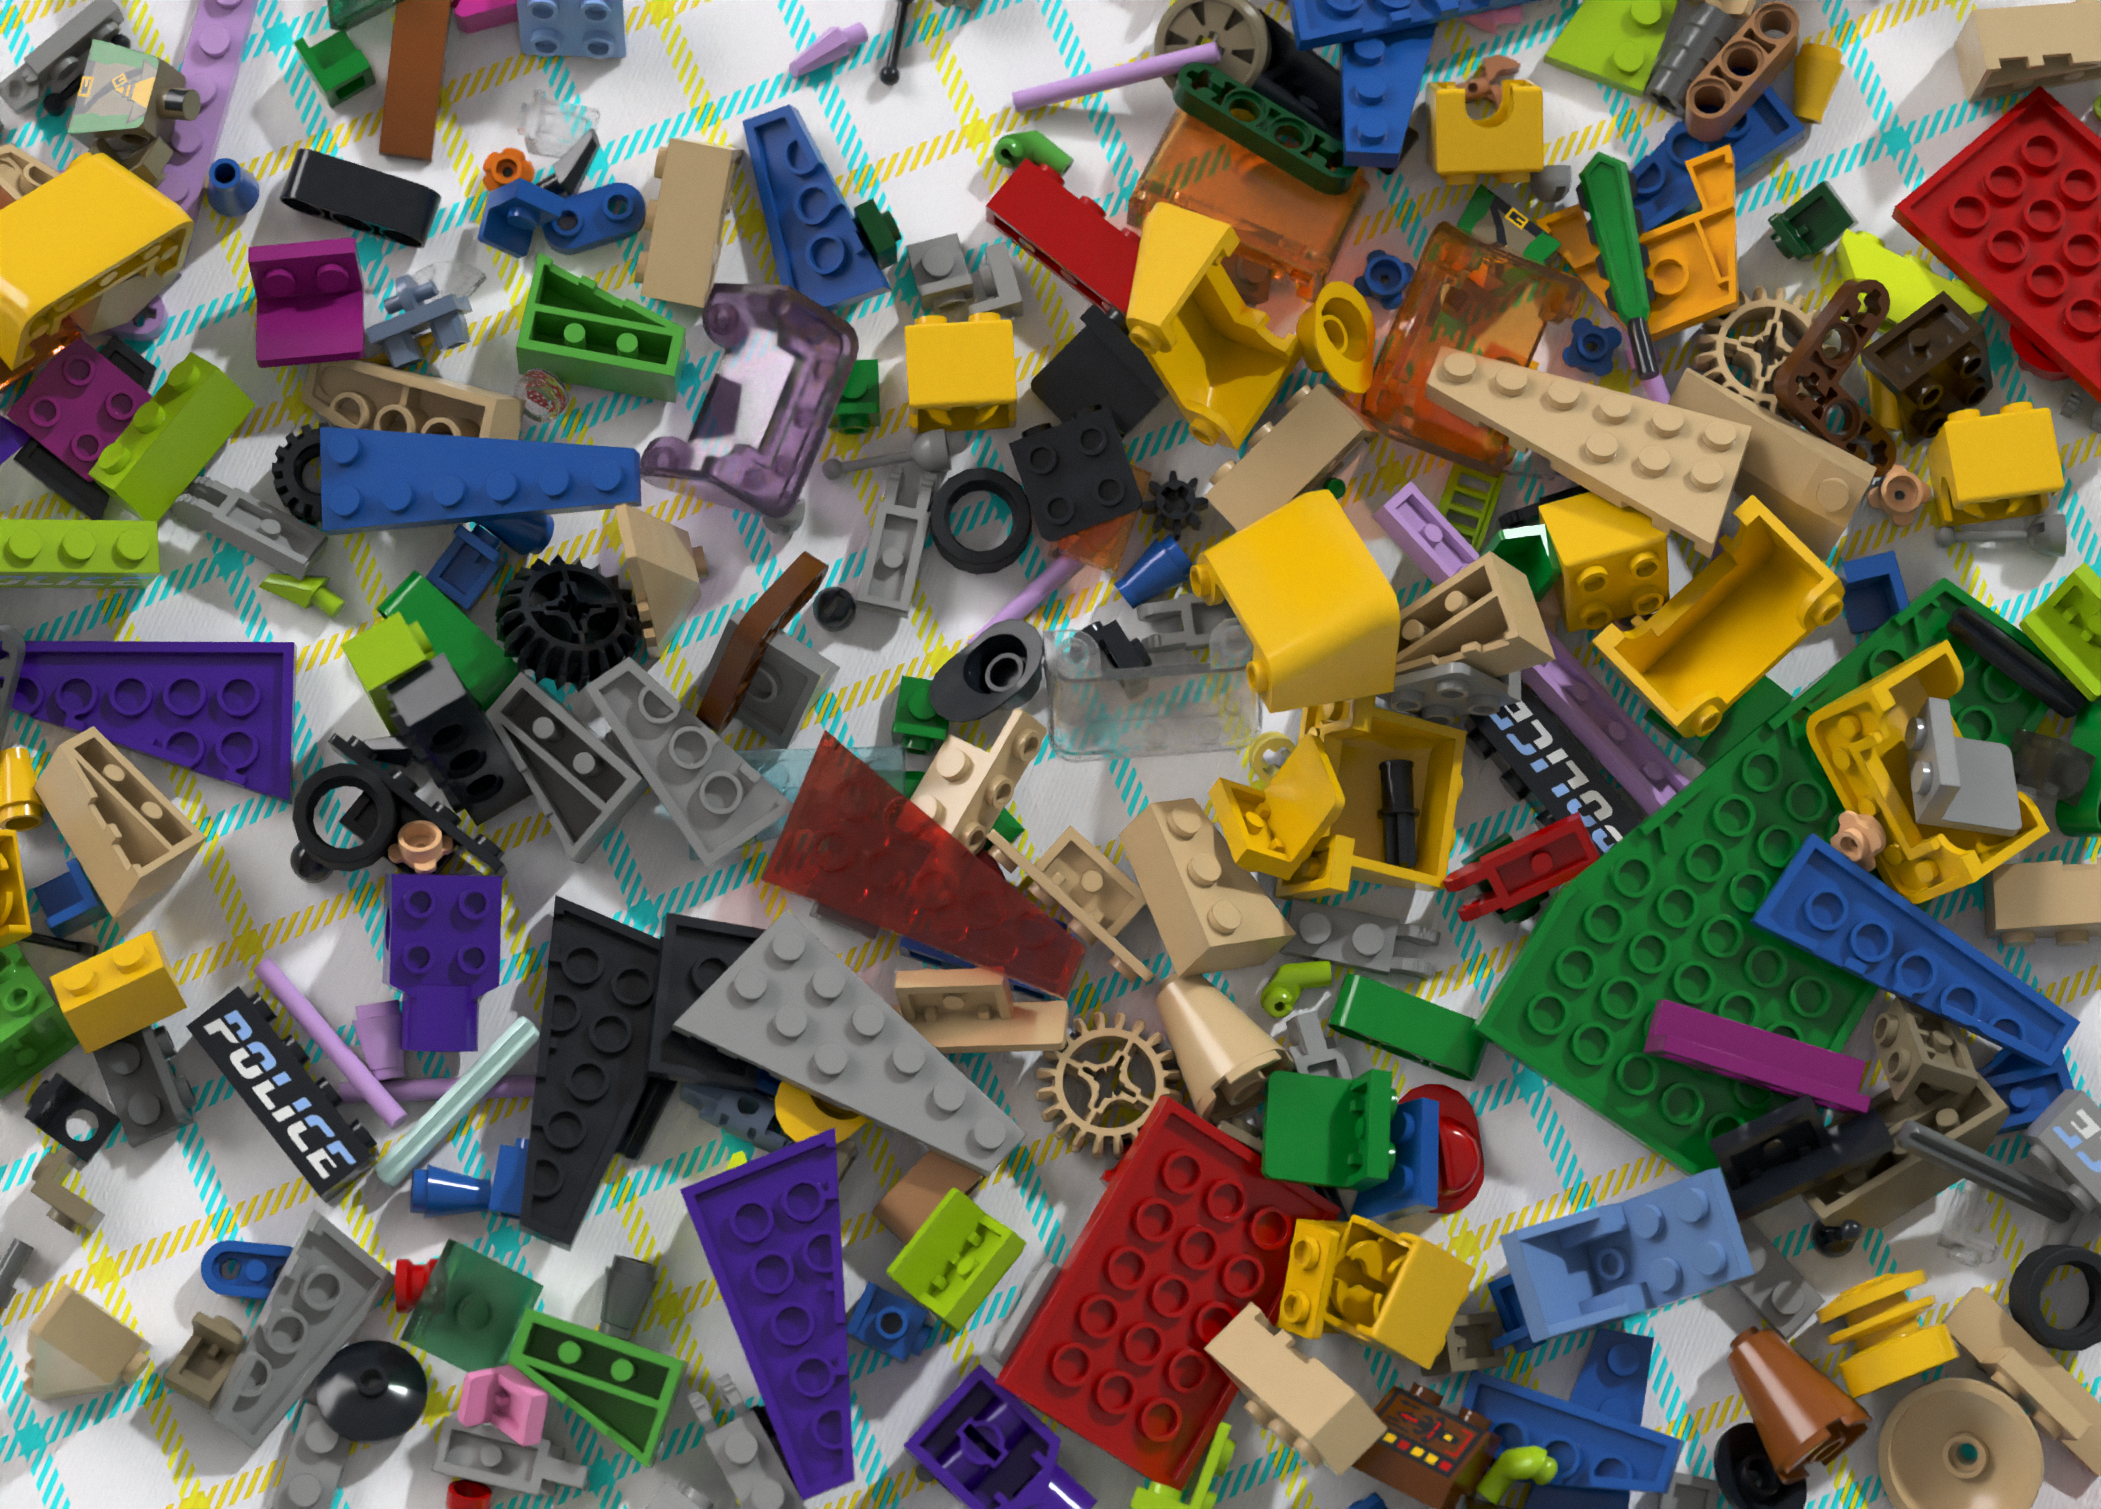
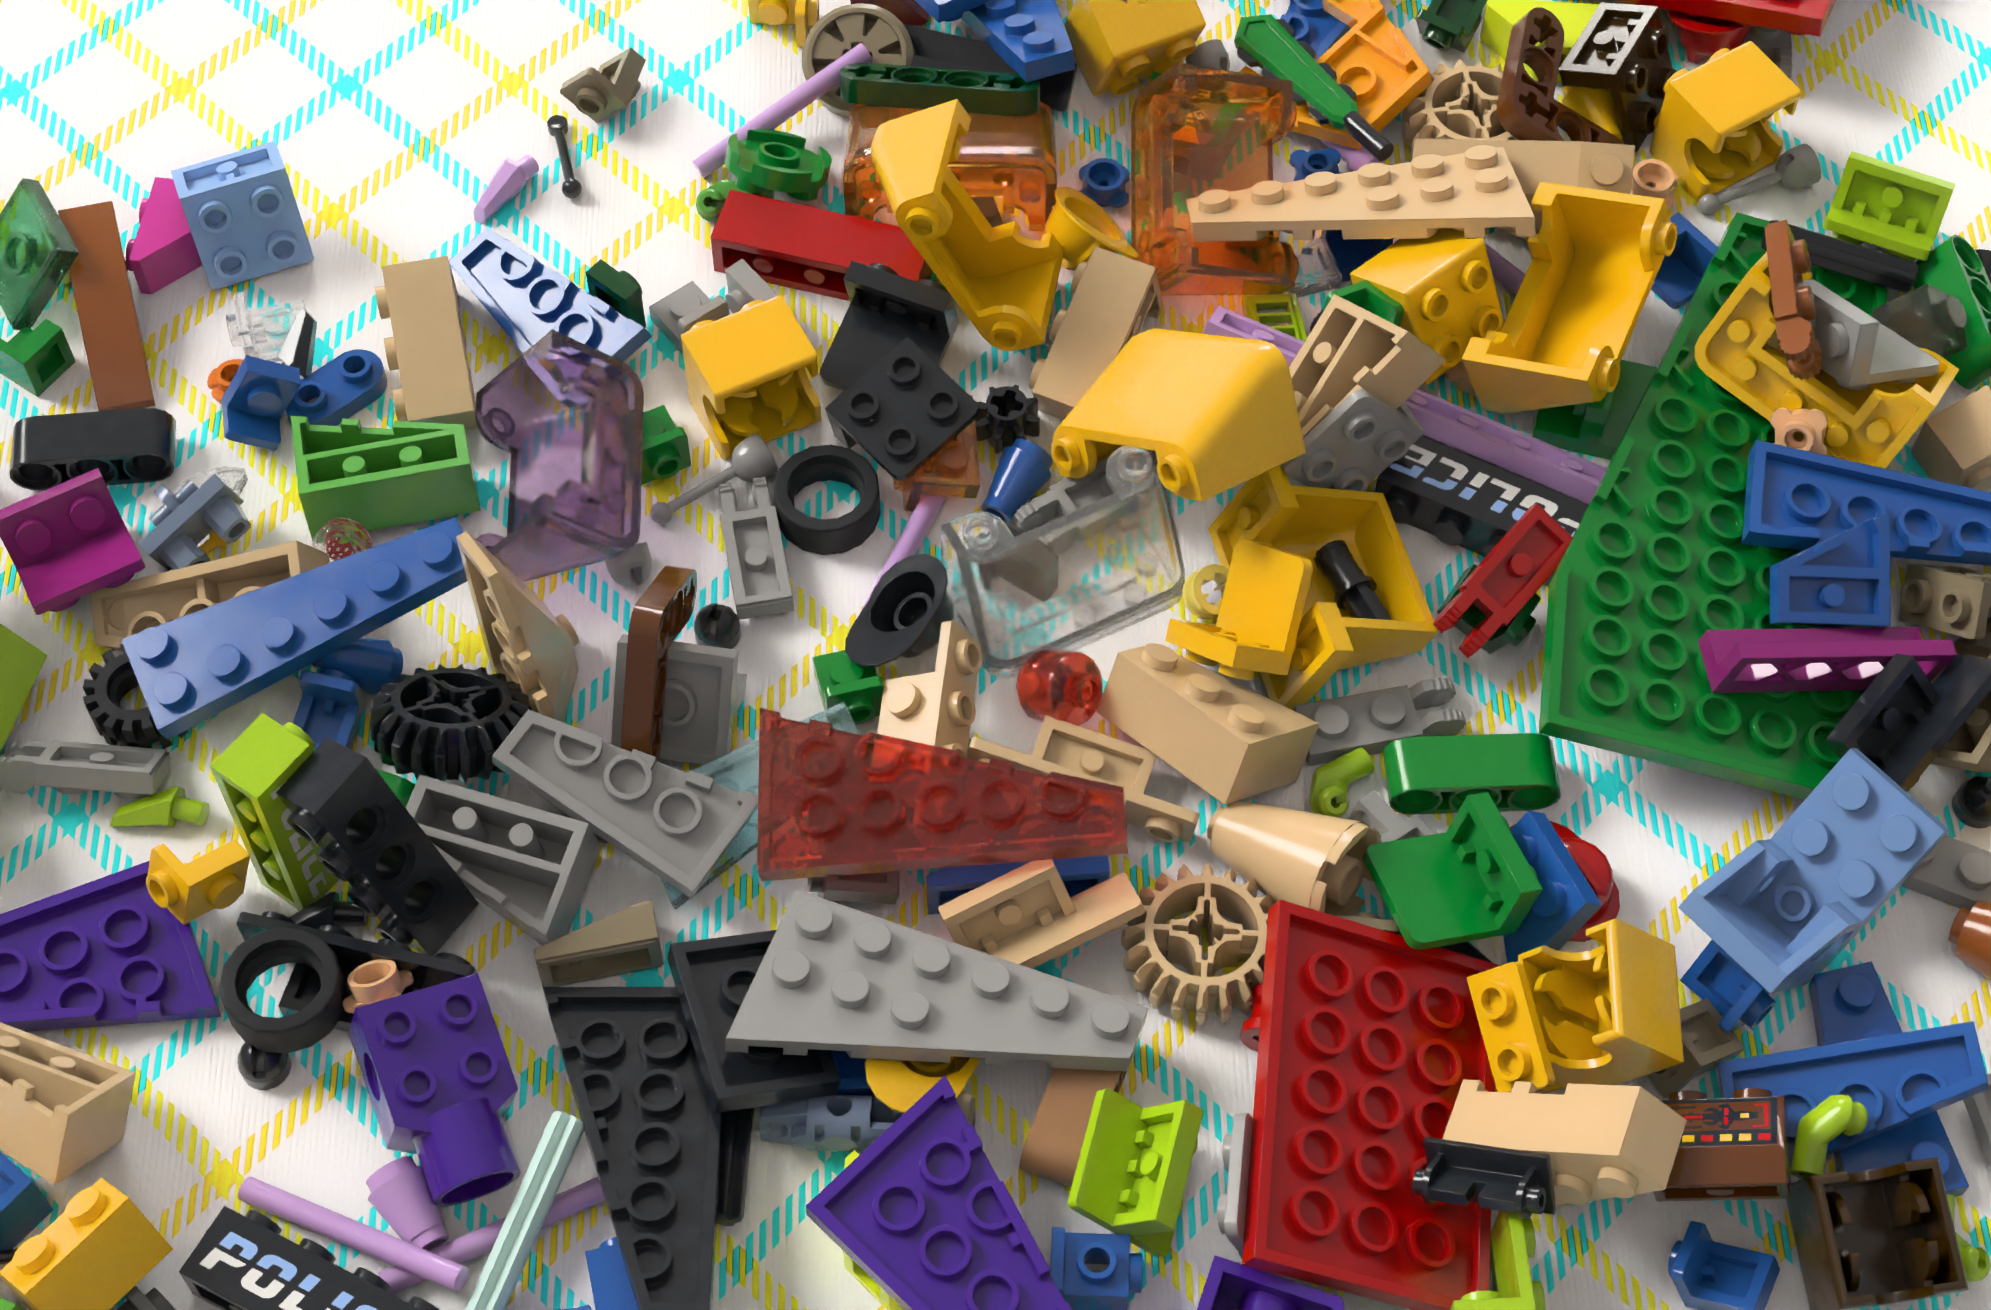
camera: 20 degrees left, 20 degrees down
(322, 691) = (199, 886): none -> yellow bracket
(630, 881) = (605, 948): none -> dark tan slope
(1071, 158) = (777, 163): none -> green plate
(1096, 800) = (1060, 686): none -> clear red head
(1230, 1413) = (1486, 1175): none -> black hinge
(1807, 996) = (1836, 580): none -> blue wing
(1900, 726) = (1792, 301): none -> dark orange hinge

